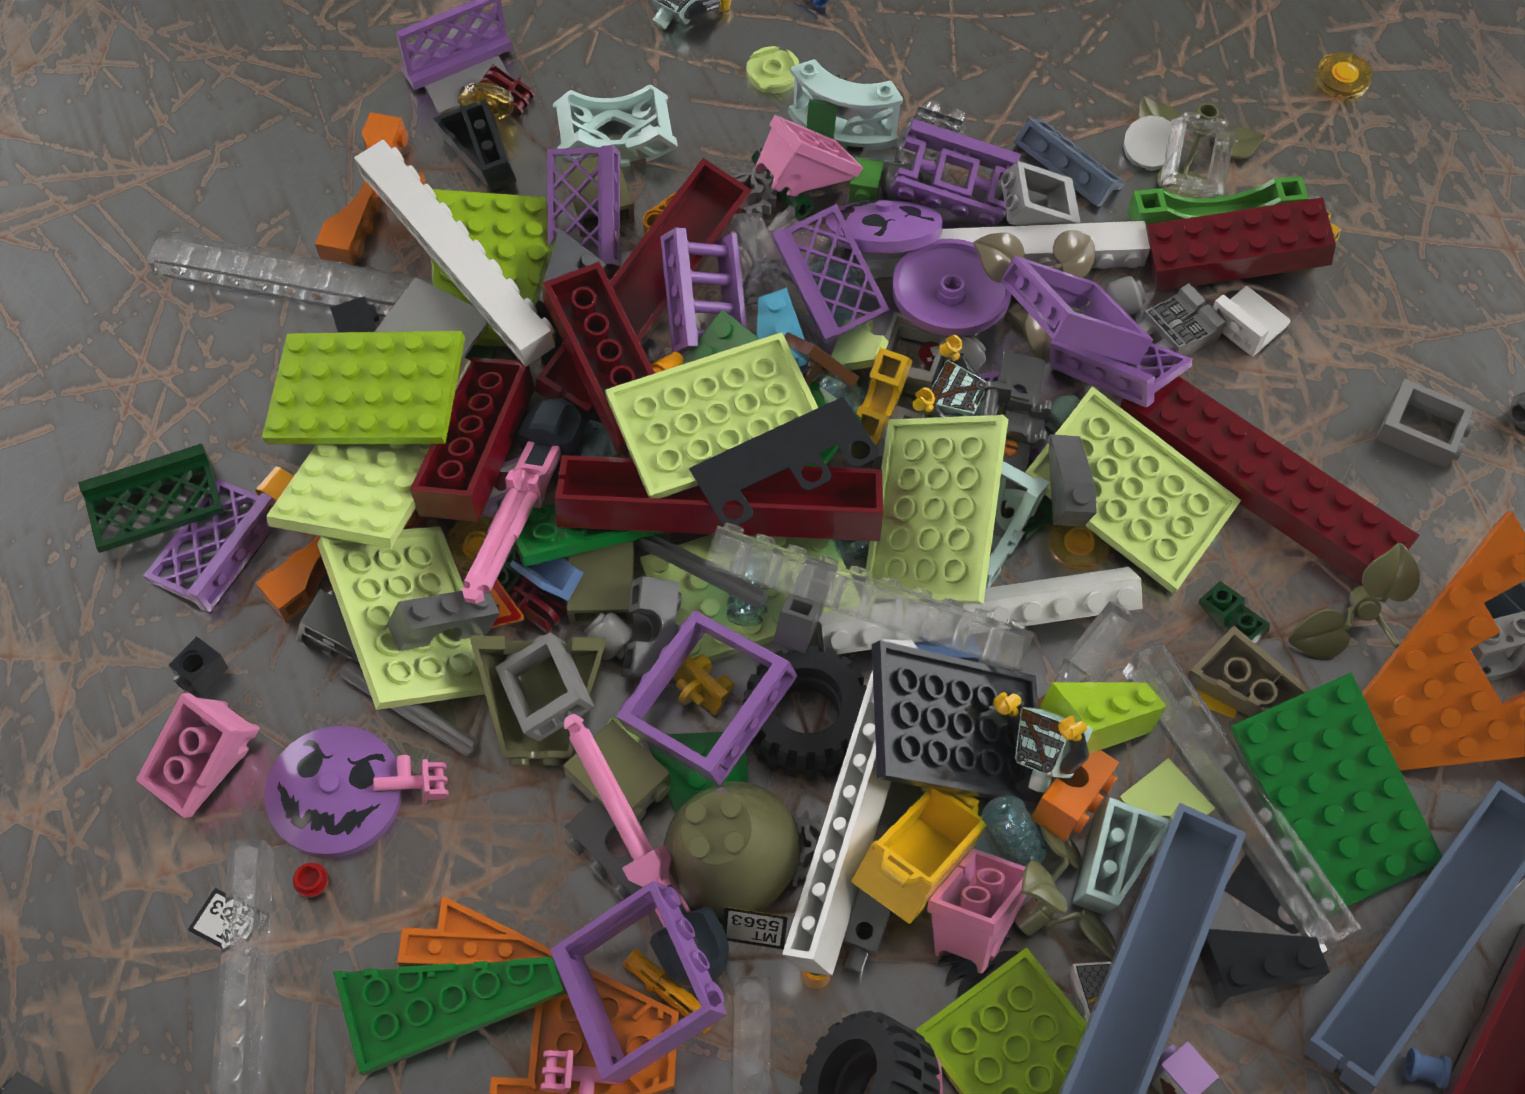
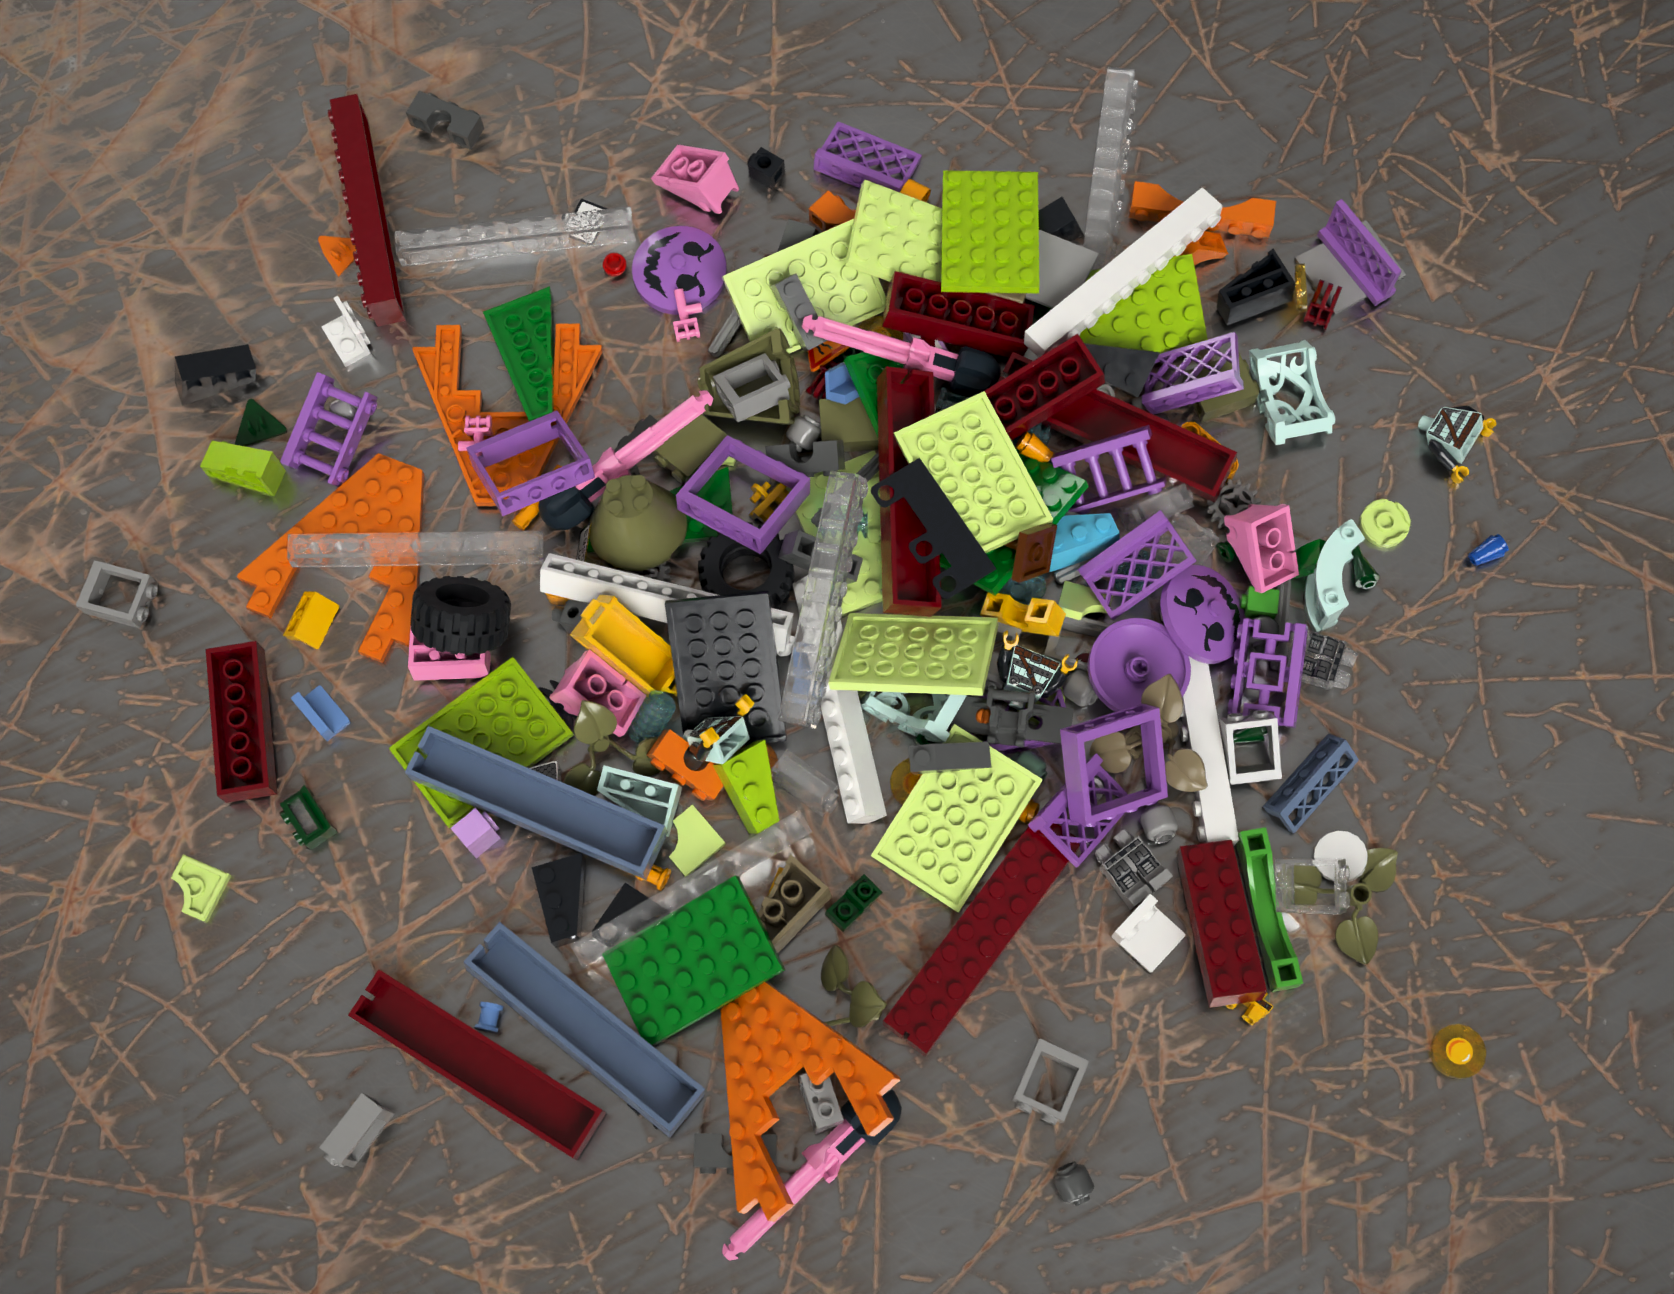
camera: 90 degrees right, 10 degrees up
(147, 479) = (917, 110): dark green fence -> none

